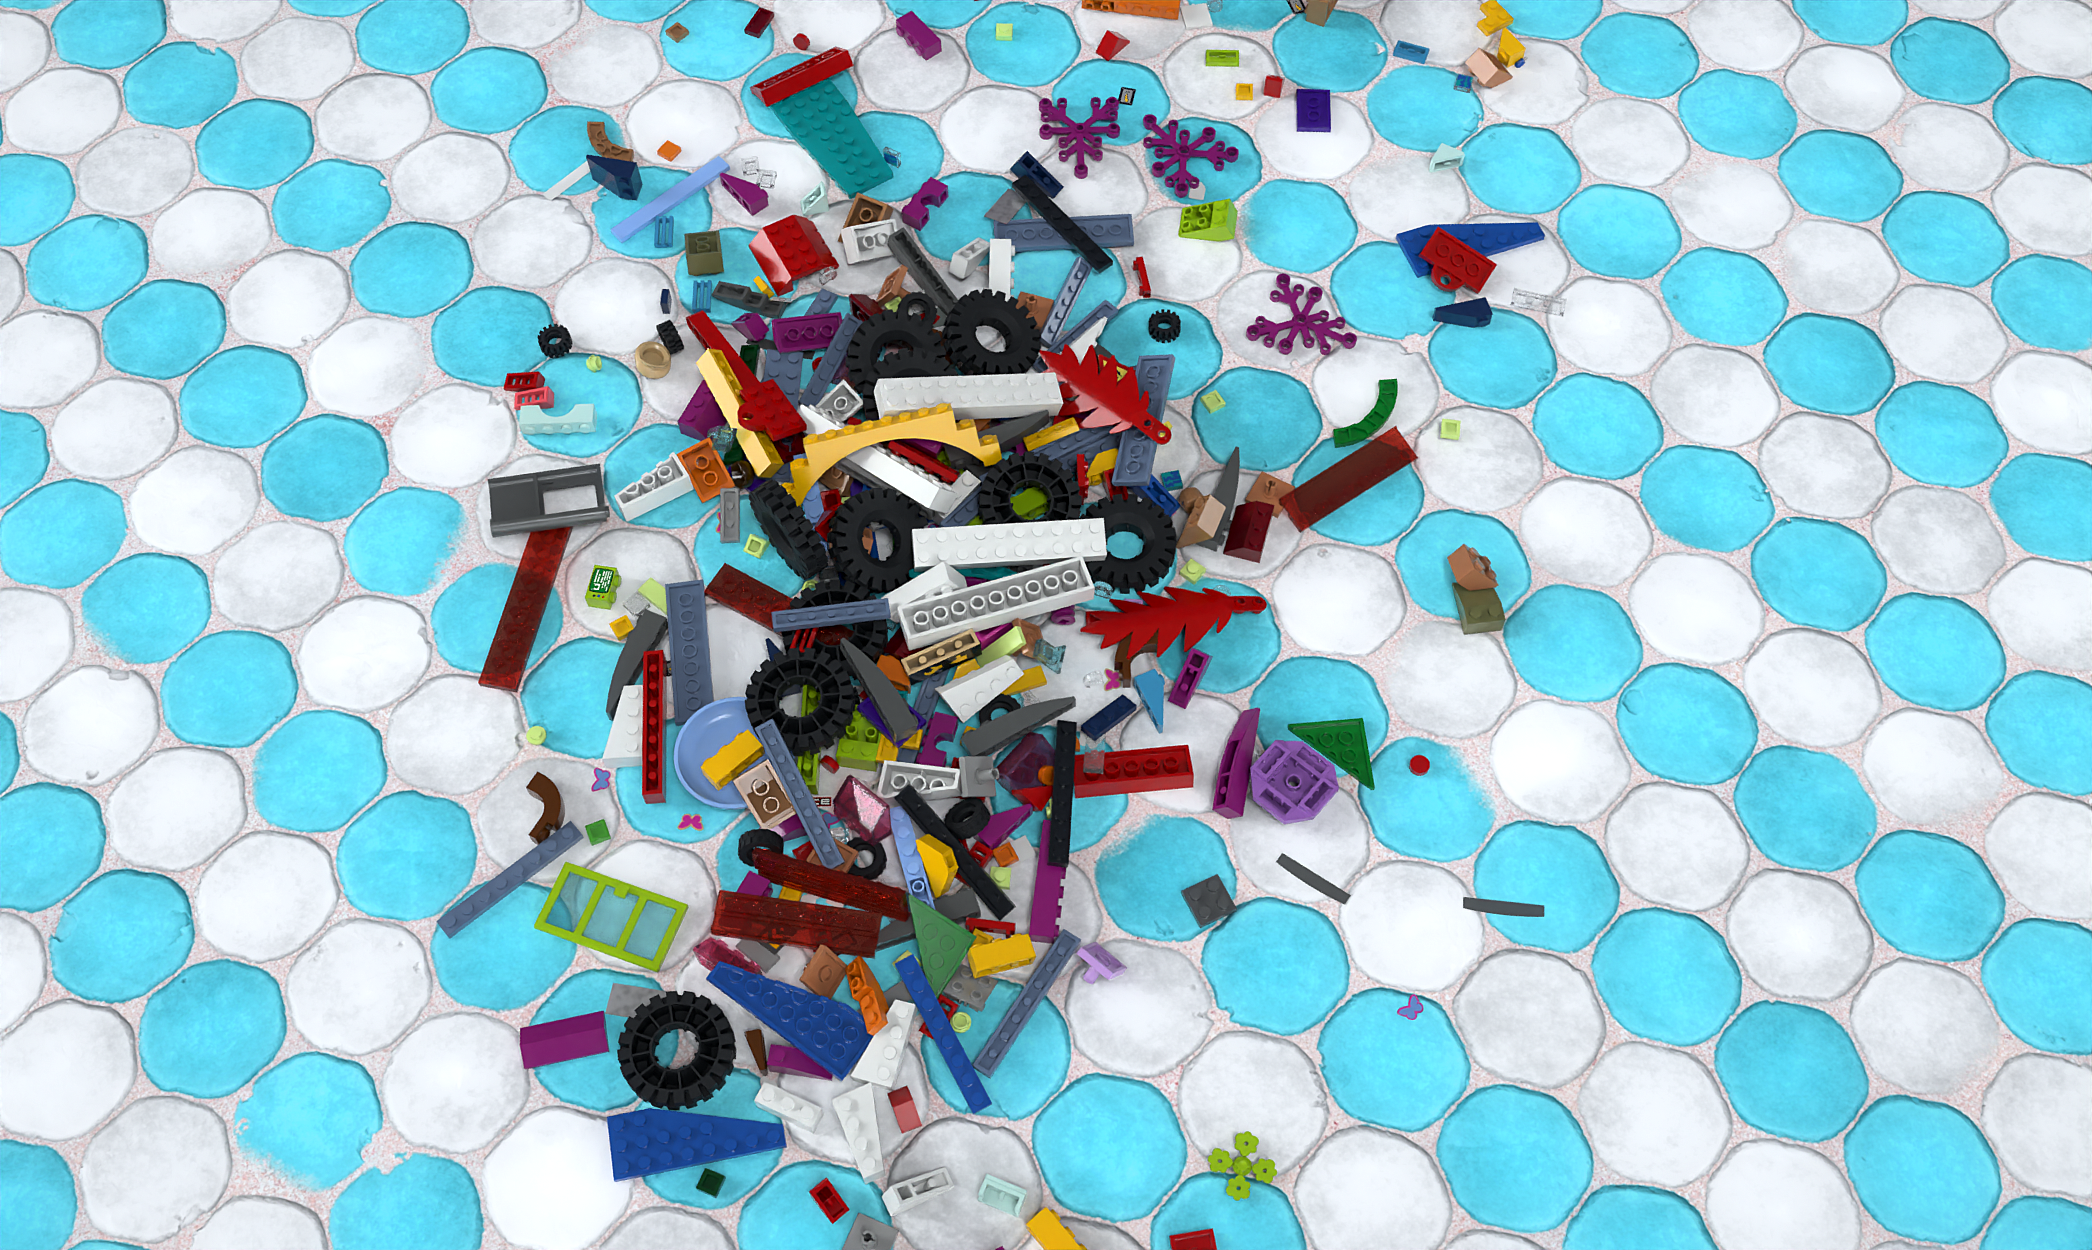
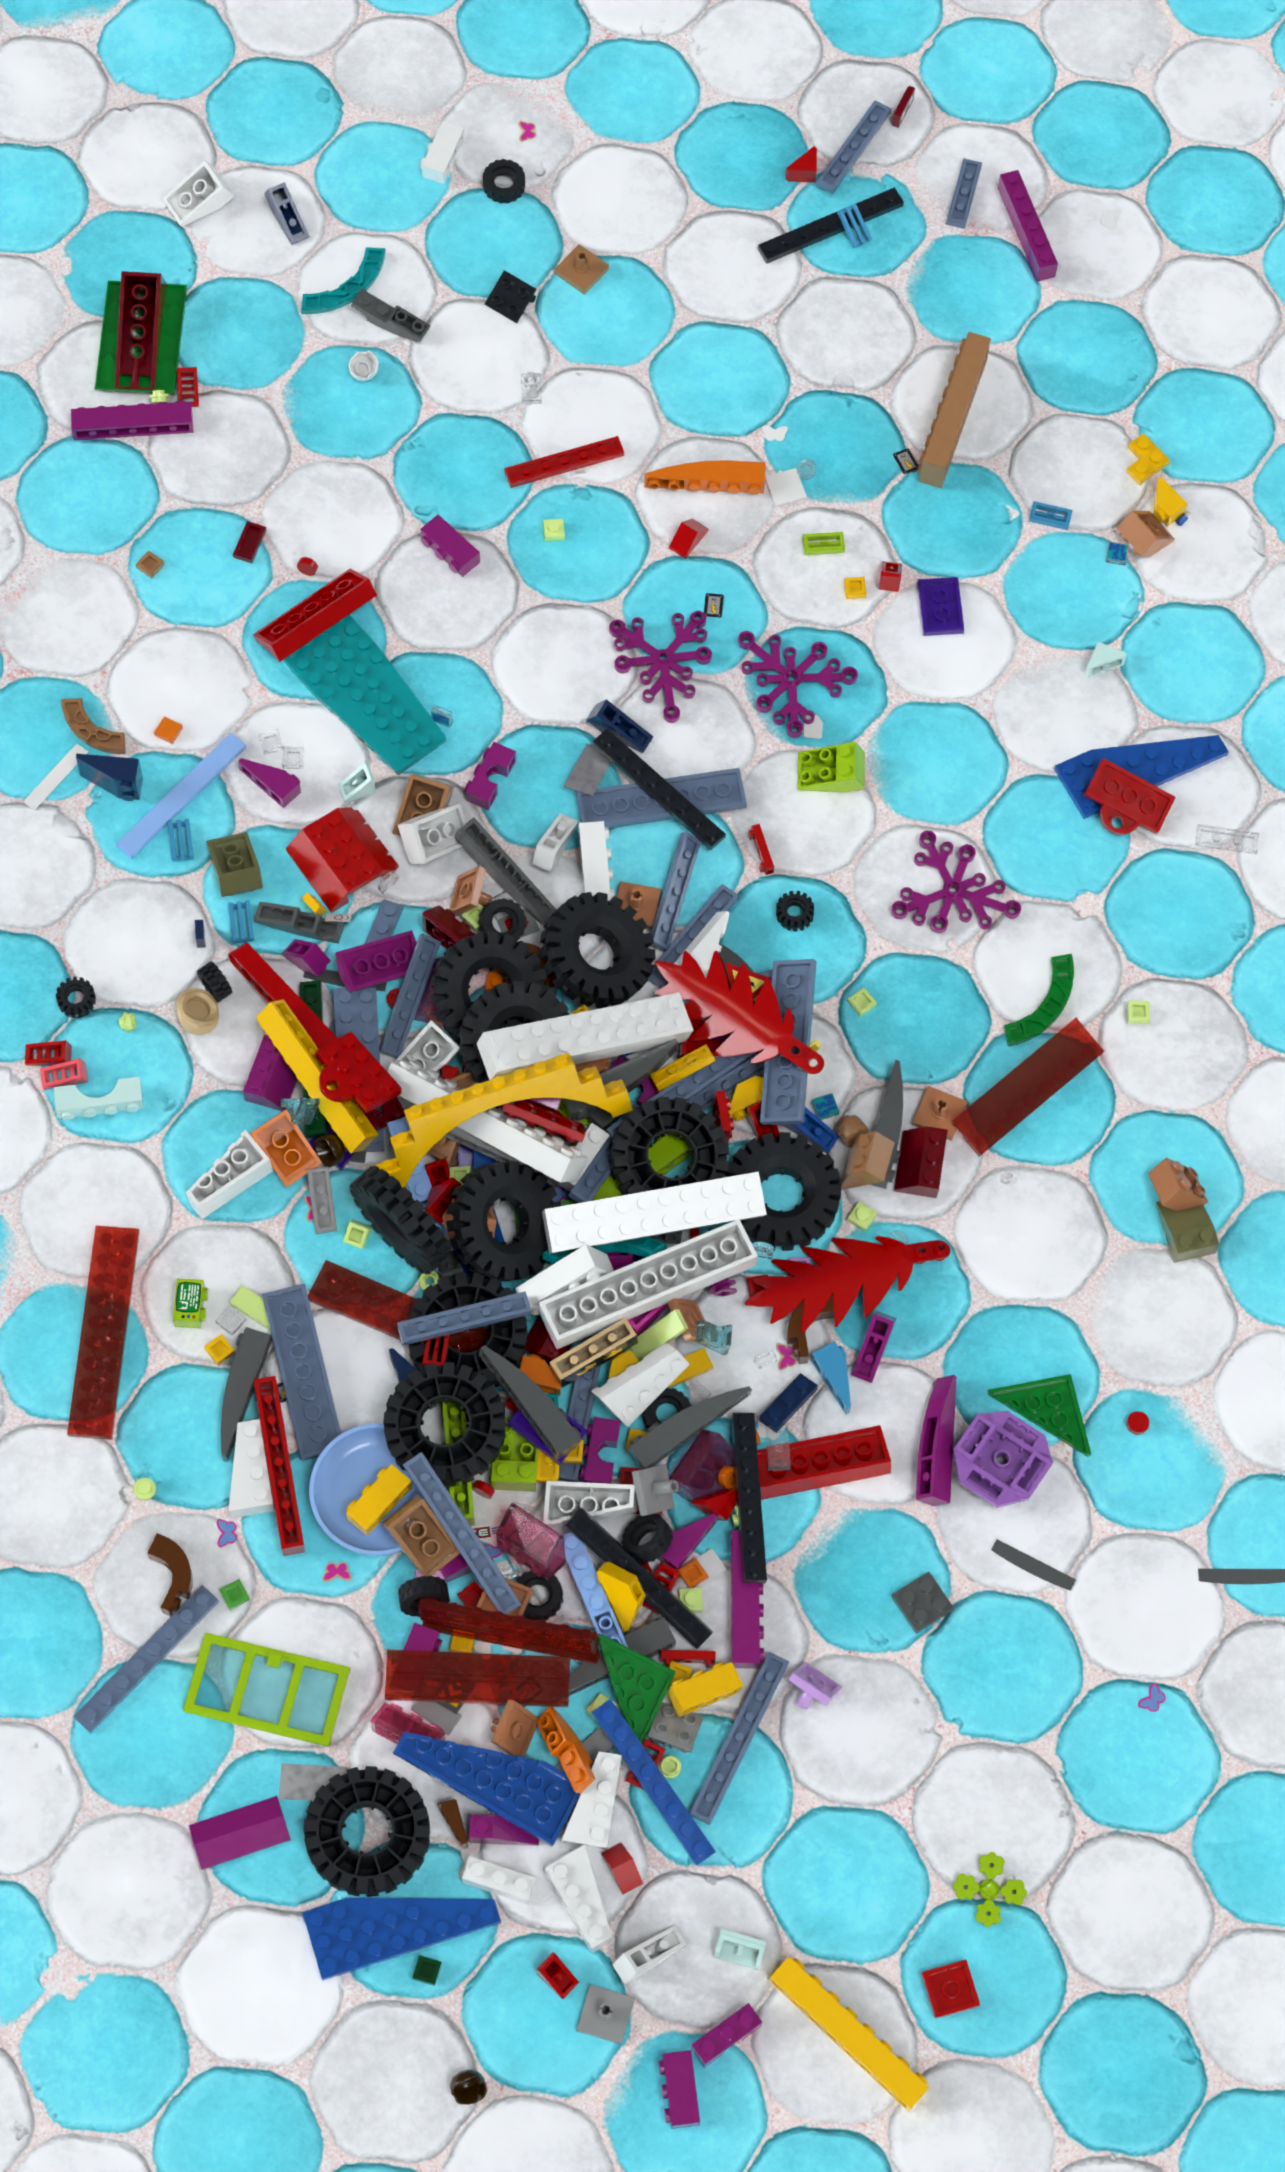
camera: 10 degrees left, 5 degrees up
(519, 500) = (74, 1212): dark grey piece -> none
(1467, 313) = (1146, 863): dark blue slope -> none

